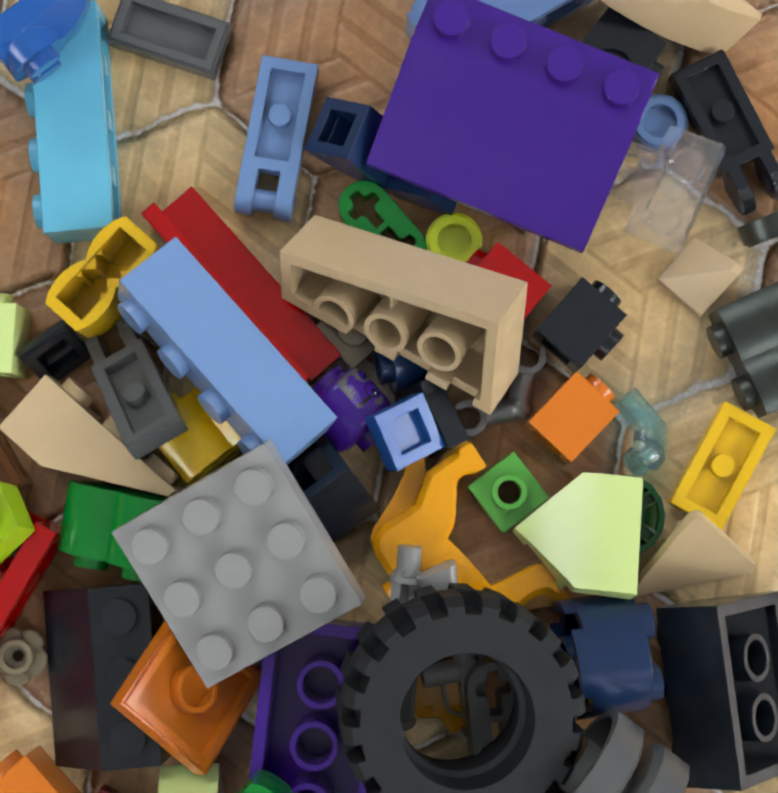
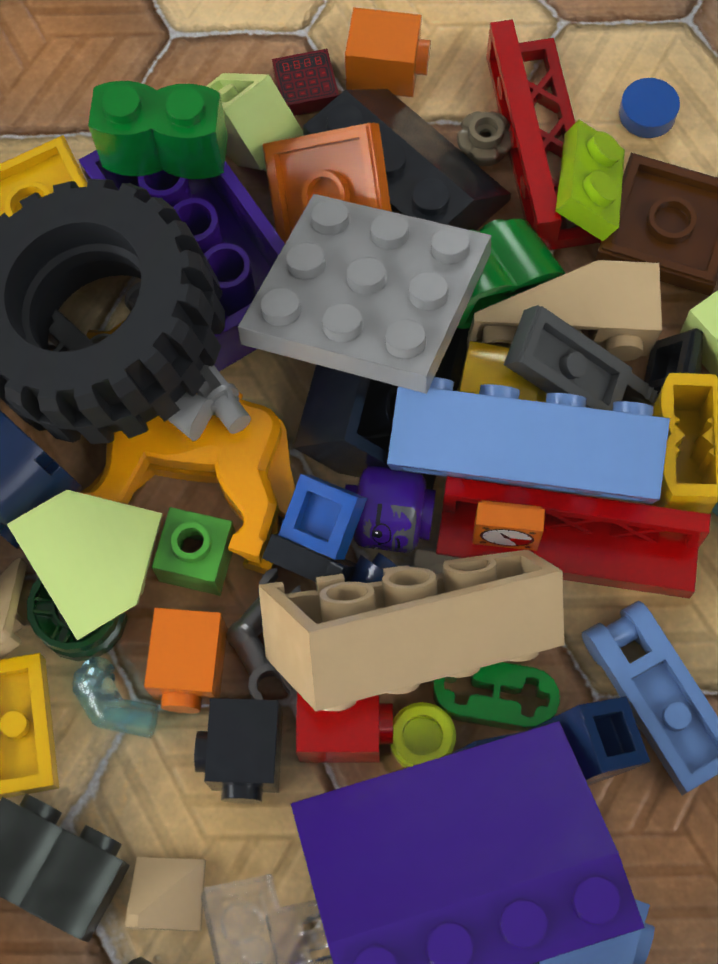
camera: 140 degrees right, 15 degrees down
(280, 323) = (508, 525): none -> orange tile

